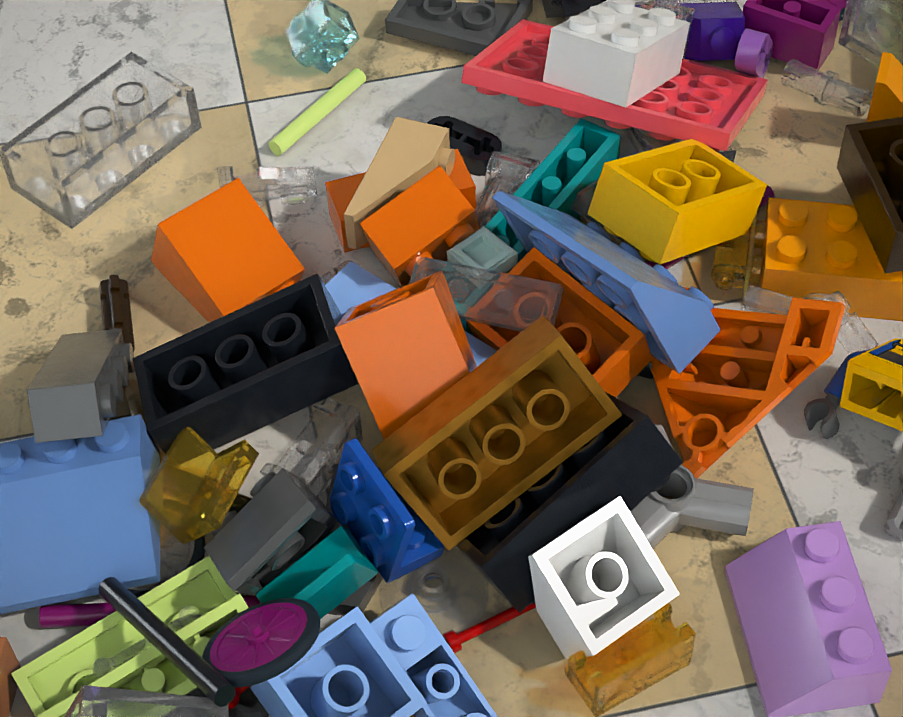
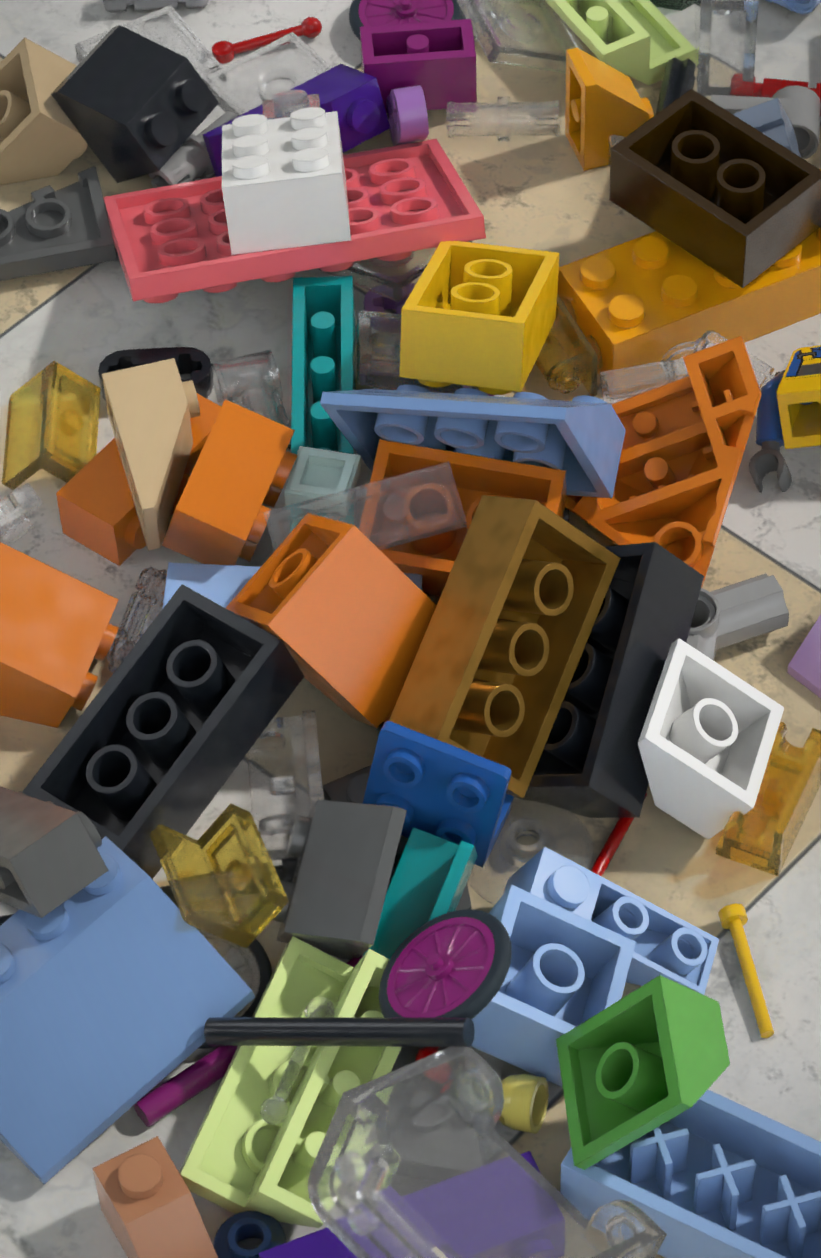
camera: 35 degrees left, 0 degrees up
(362, 143) = (51, 426): none -> clear yellow panel

